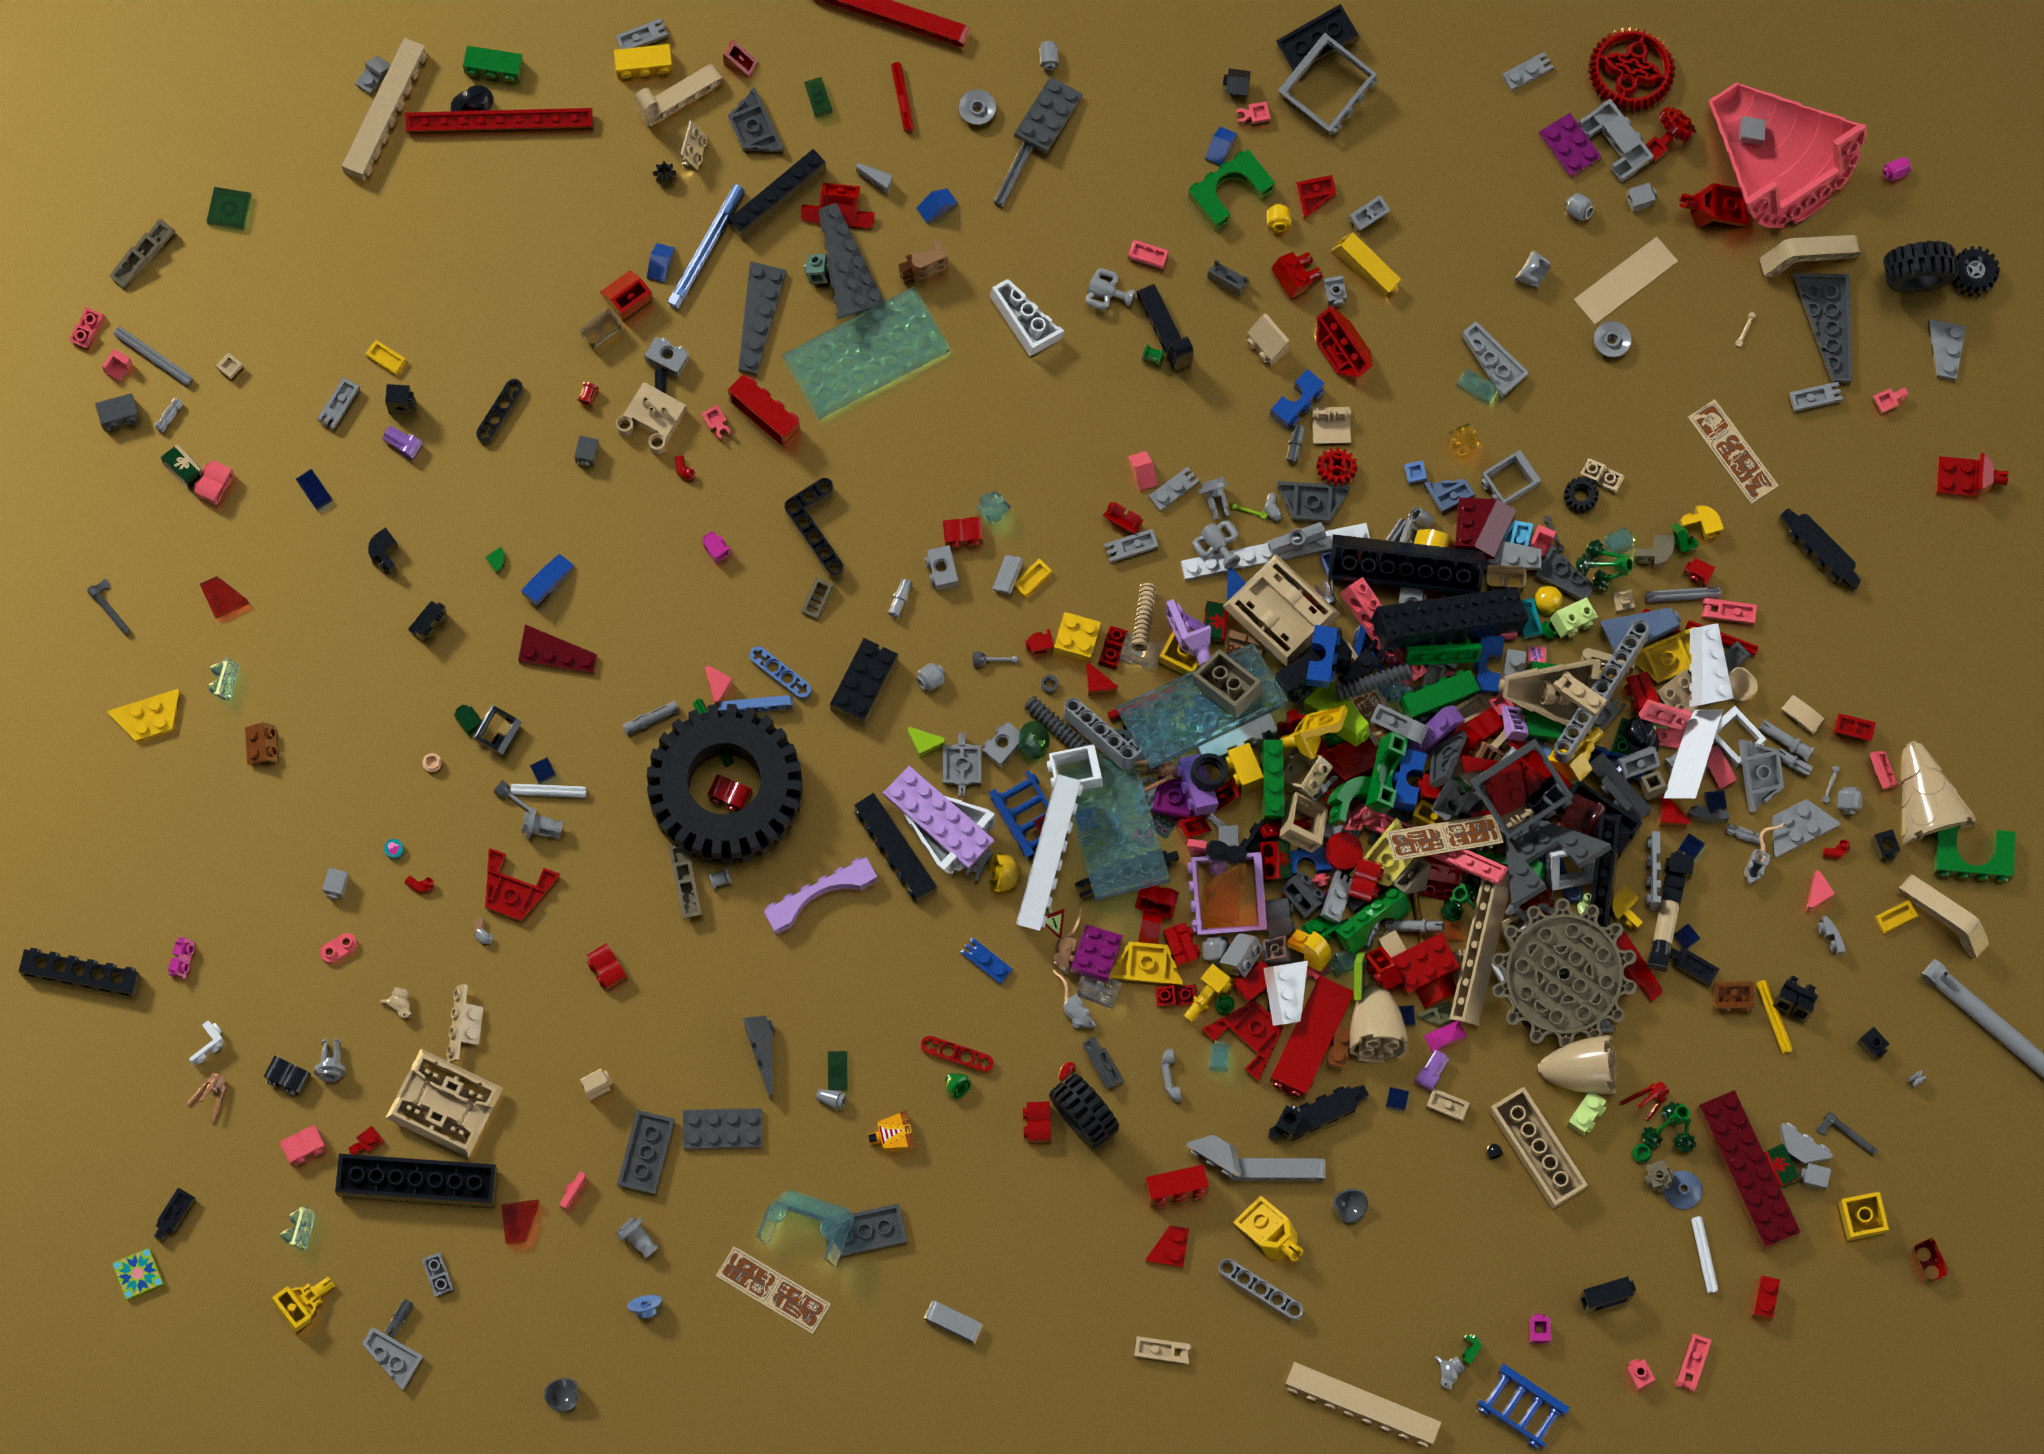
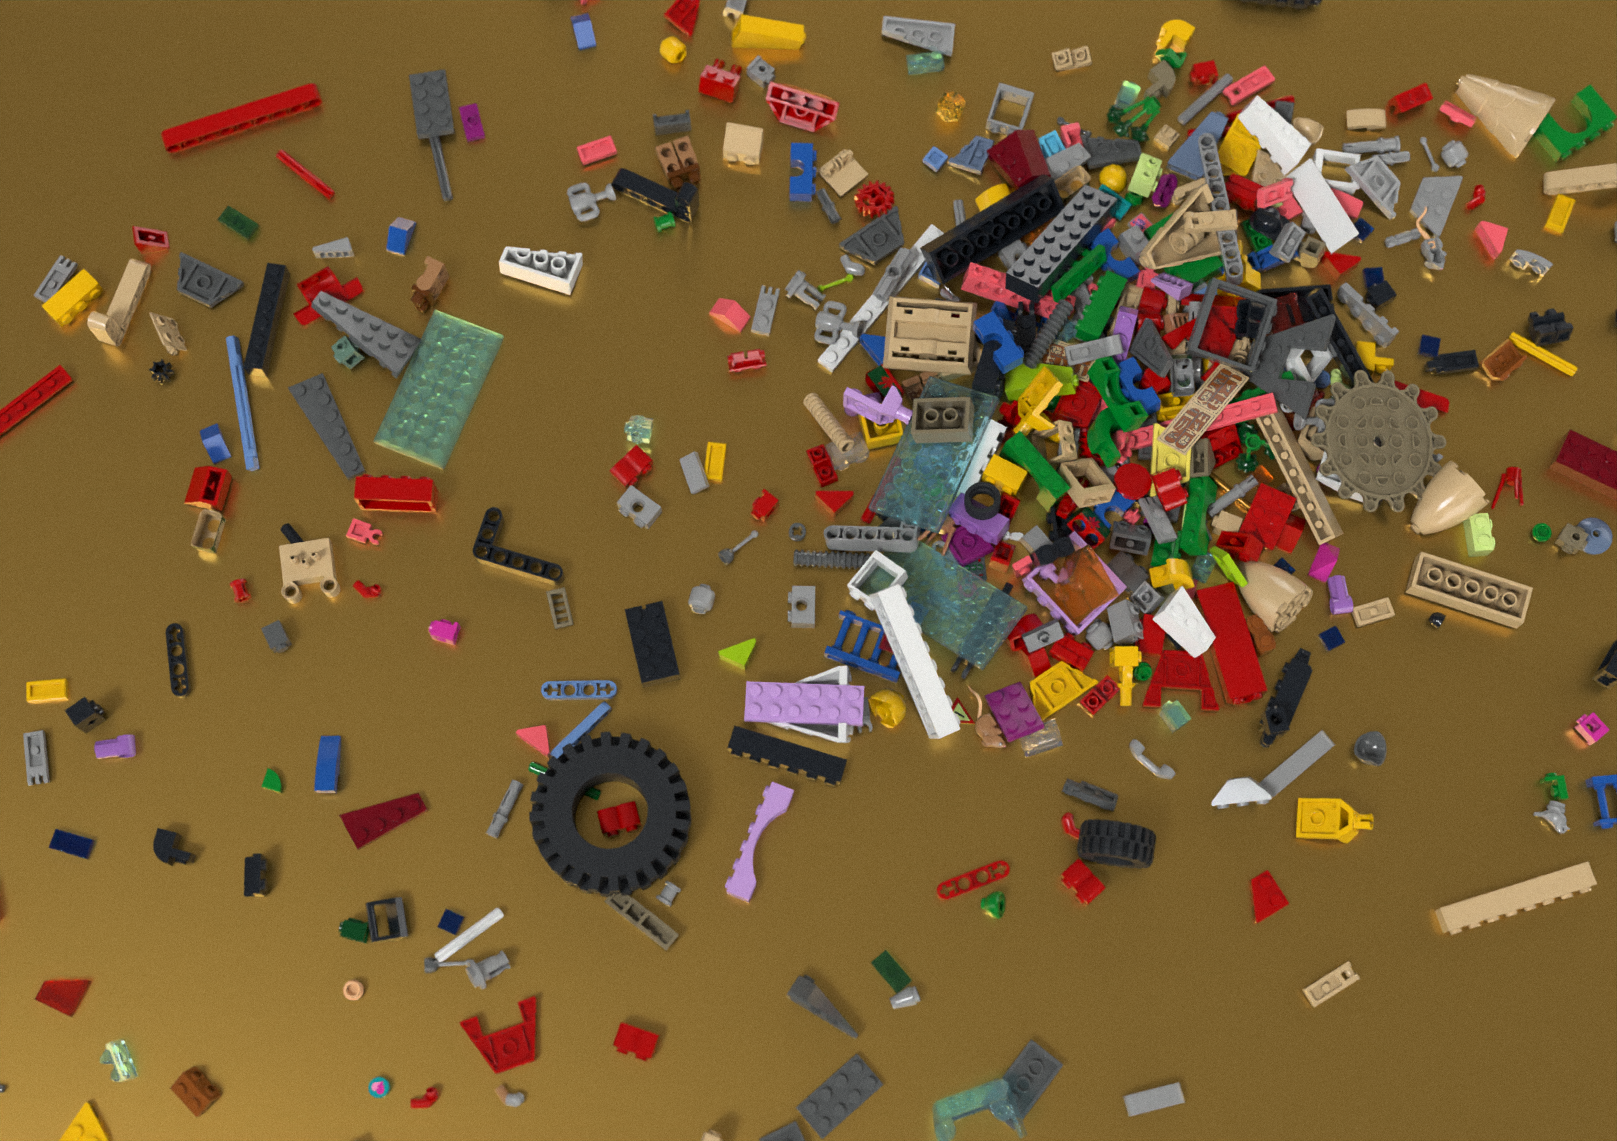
camera: 40 degrees left, 0 degrees up
(675, 364) = (292, 514): light grey brick -> none
(894, 1133) = (979, 985): torso -> none
(900, 598) = (625, 556): light grey pin -> none
(962, 764) = (783, 648): light grey plate -> none
(975, 99) = (367, 132): light grey dish -> none
(987, 961) = (933, 787): blue hinge -> none
(1034, 739) = (823, 584): clear green dish -> none
(1049, 55) = (394, 59): light grey brick -> none
(1068, 154) = (472, 122): none -> magenta plate
(1074, 1009) = (1033, 769): light grey animal -> none
(1077, 637) = (789, 479): yellow brick -> none
(1131, 545) = (770, 376): light grey hinge -> none
(1166, 913) = (1042, 636): none -> plate
(1177, 1186) = (1233, 844): red brick -> none
(1205, 322) = (682, 168): none -> medium nougat hips
(1242, 167) = (614, 33): green arch -> none
(1255, 1281) = (1371, 868): light grey beam -> none
(1417, 520) = (968, 192): light grey plate -> none
(1437, 1015) = (1305, 549): olive tile -> none
(1580, 642) = (1164, 190): none -> magenta plate
(1581, 505) = (1069, 74): black tyre -> none
(1619, 787) = (1287, 272): dark grey bracket -> none
(1666, 922) = (1429, 373): piece -> none
(1676, 1115) = (1539, 484): dark green plant -> none
(1702, 815) = (1365, 245): dark grey slope -> none
(1886, 837) = (1512, 160): black brick -> none

